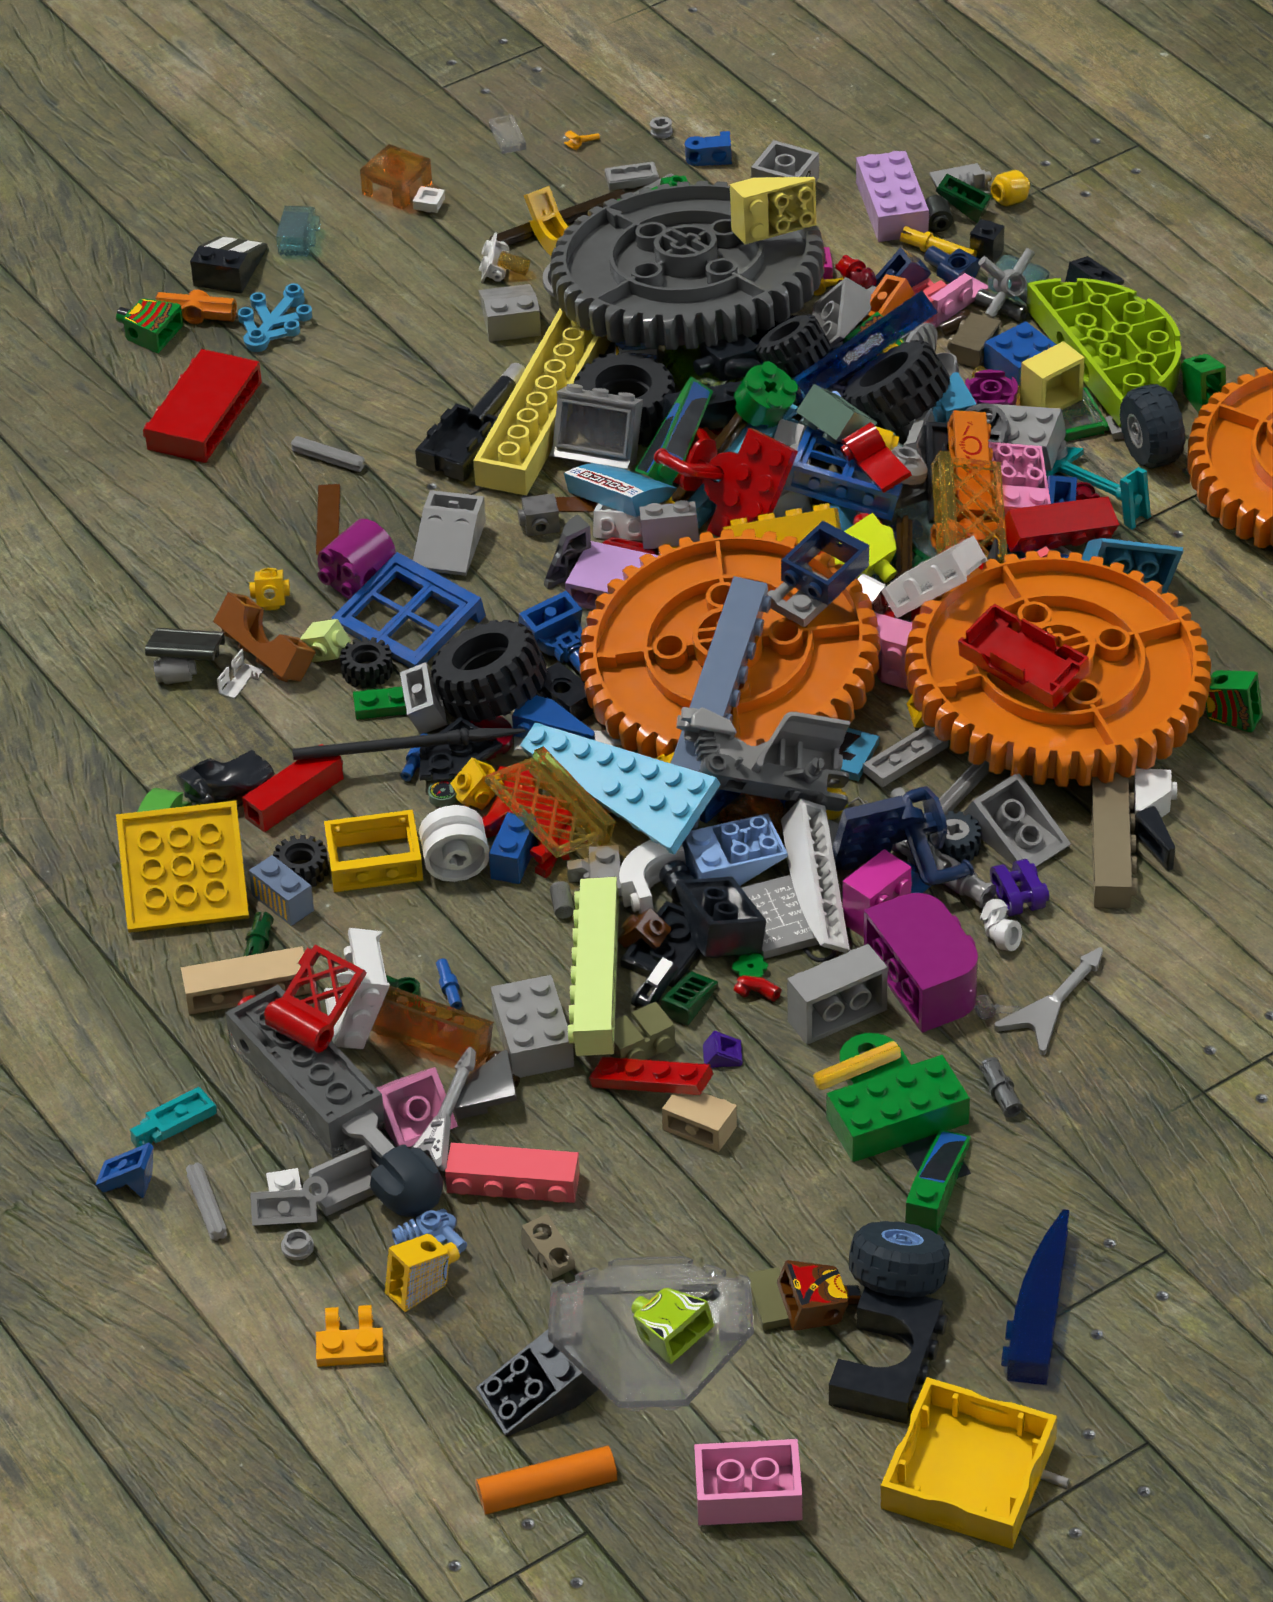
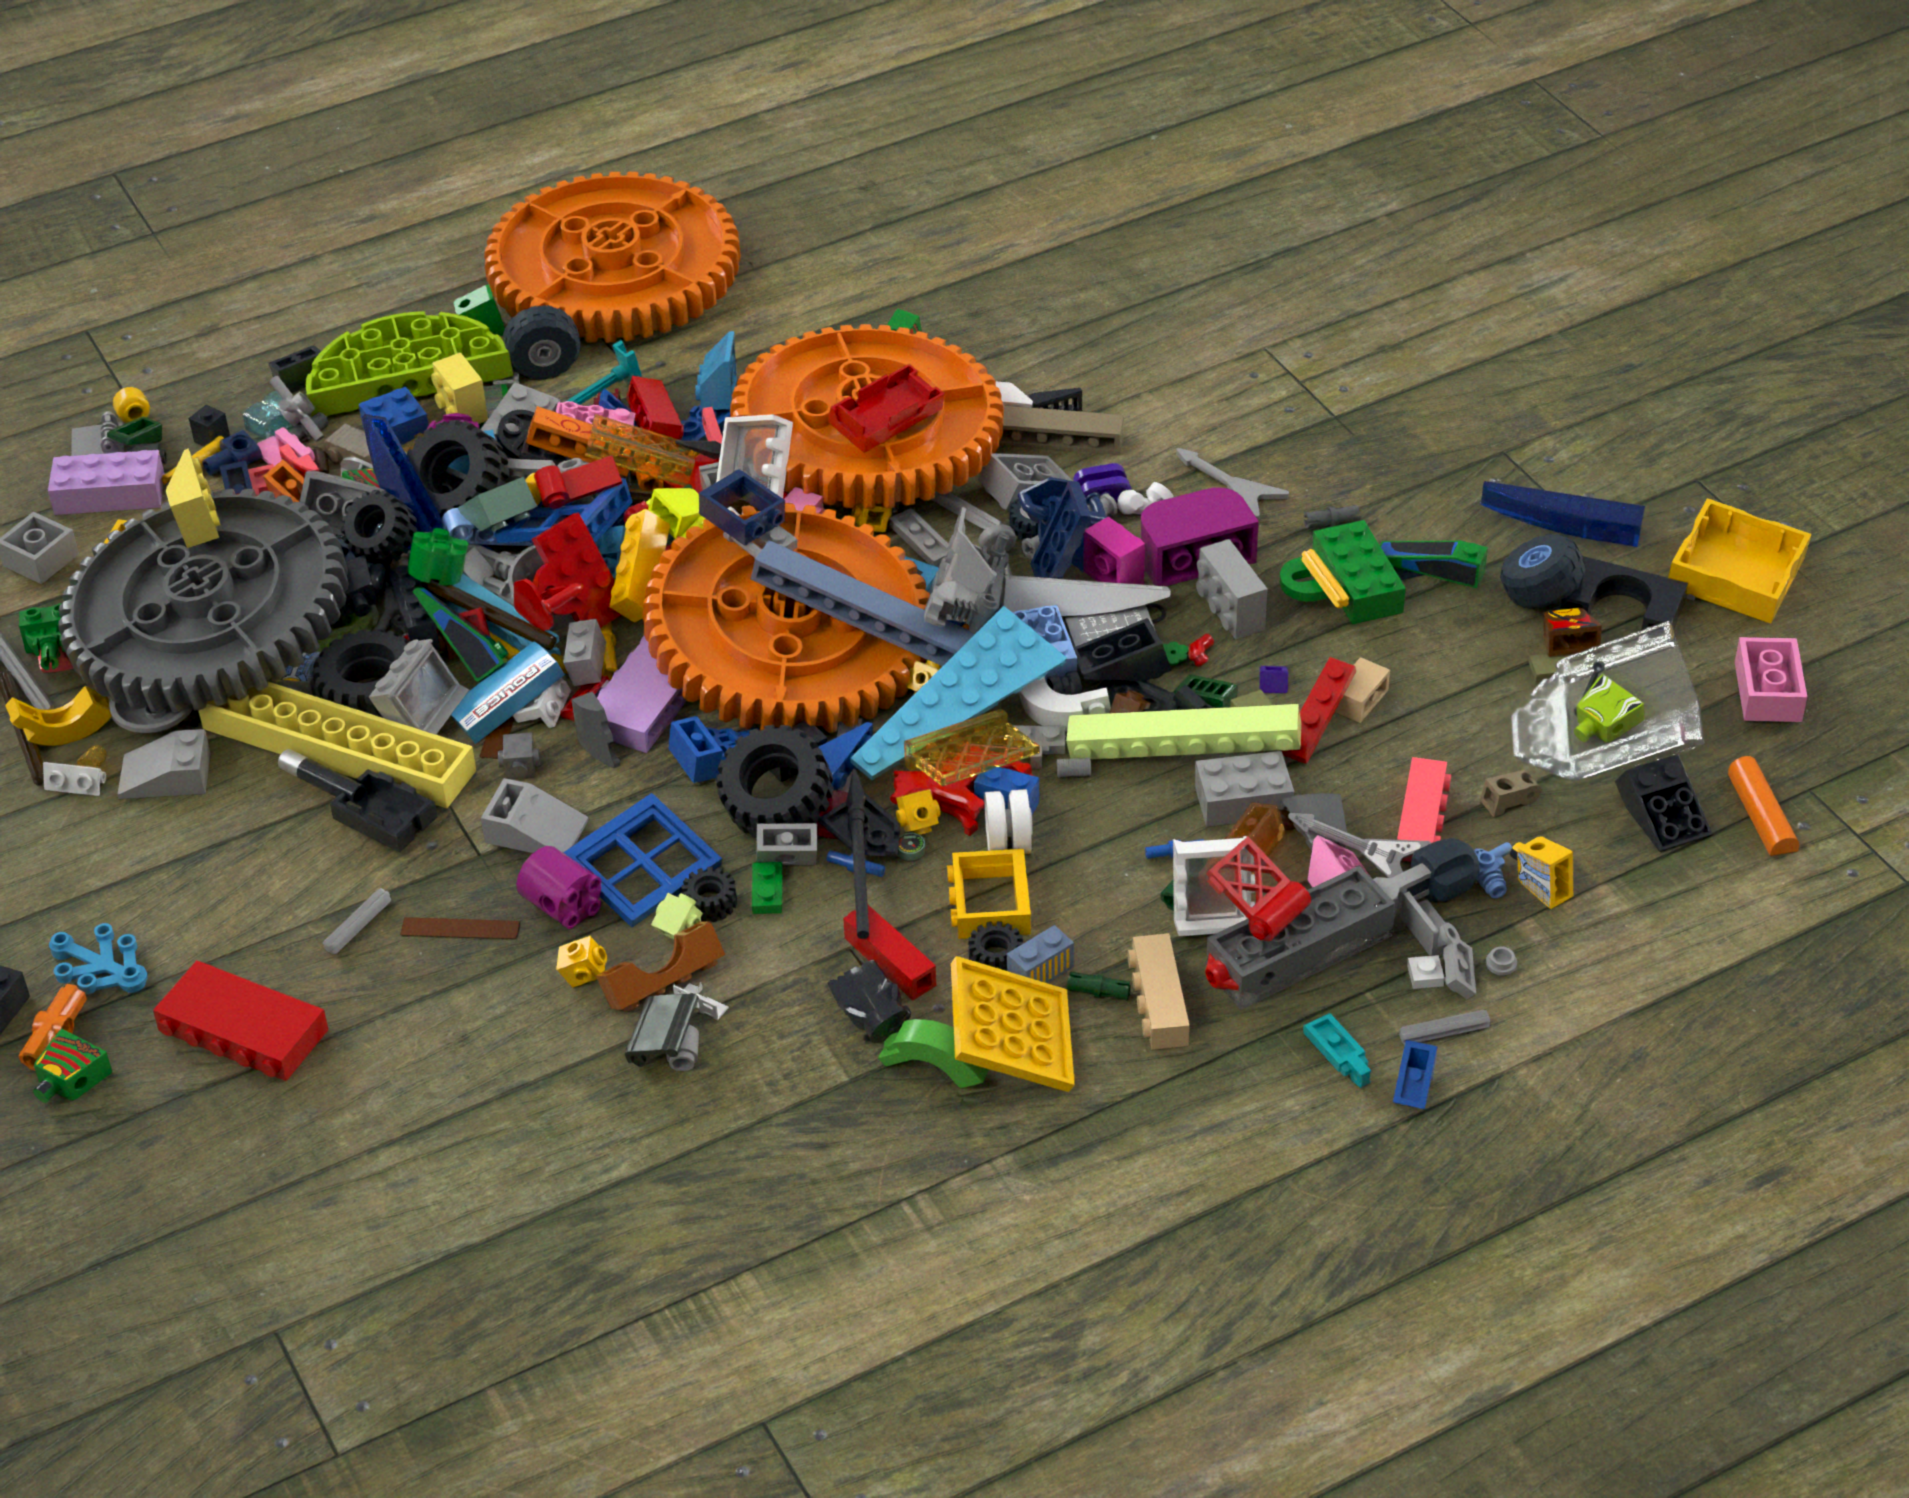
camera: 85 degrees left, 0 degrees up
(349, 1346) = (1619, 931): light orange plate -> none

